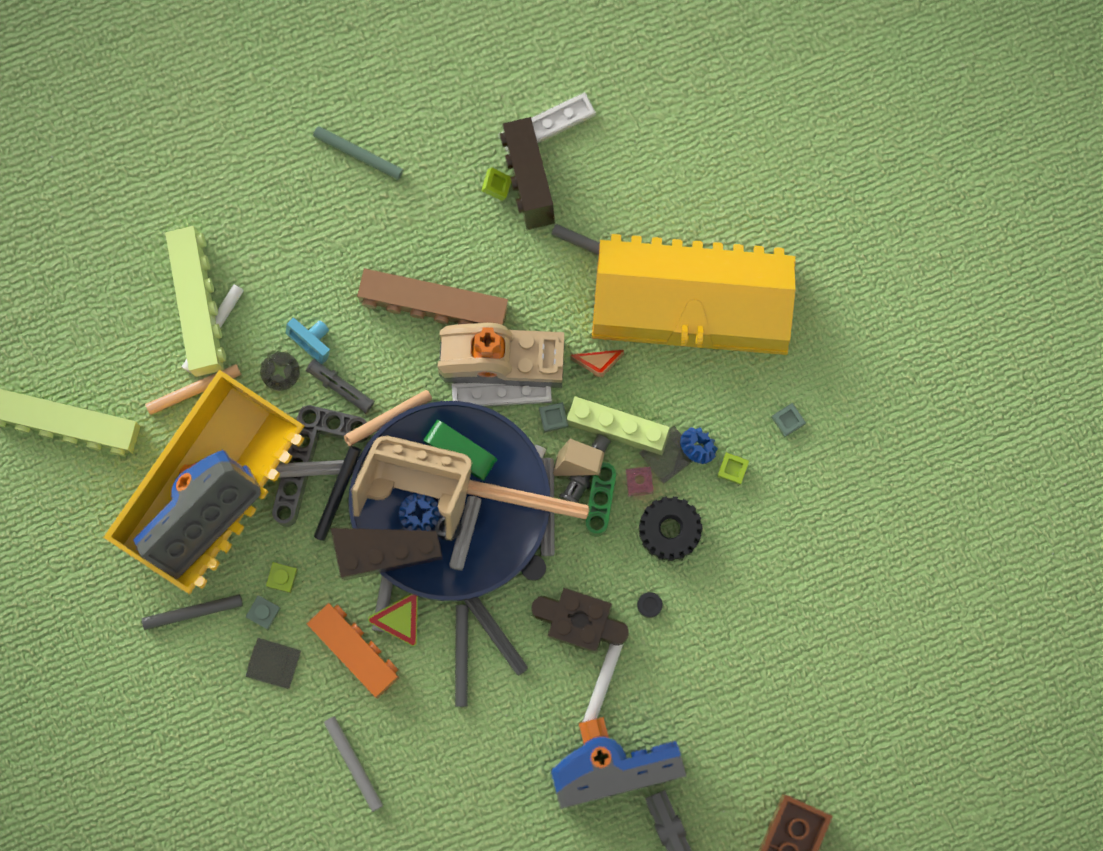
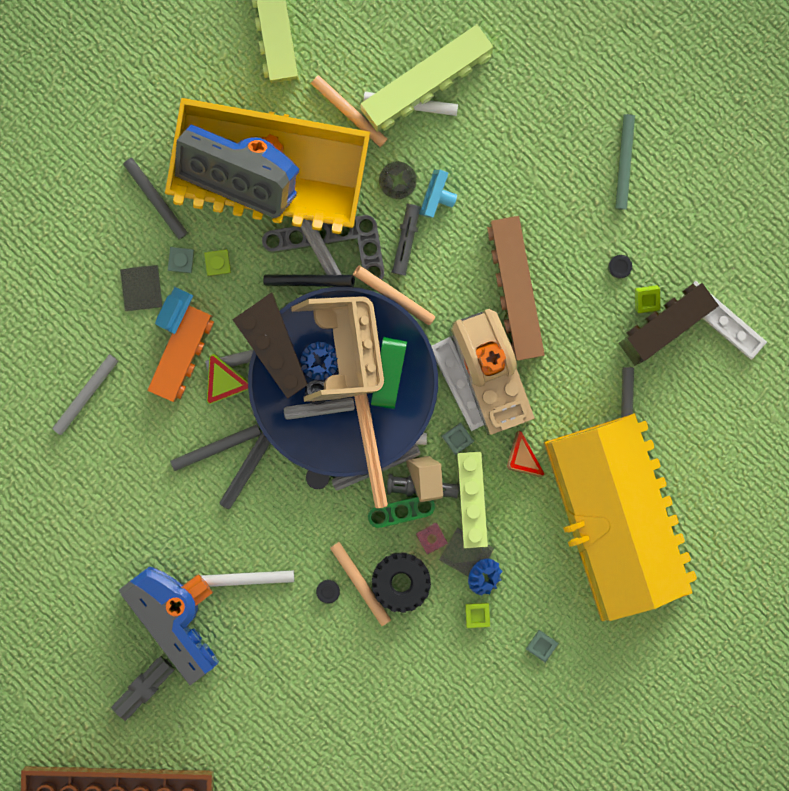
camera: 65 degrees right, 10 degrees up
(308, 638) = (173, 310): none -> dark azure piece
(454, 197) = (620, 266): none -> black tile
(580, 620) = (287, 538): dark brown brick -> none
(655, 570) = (360, 583): none -> light nougat piece

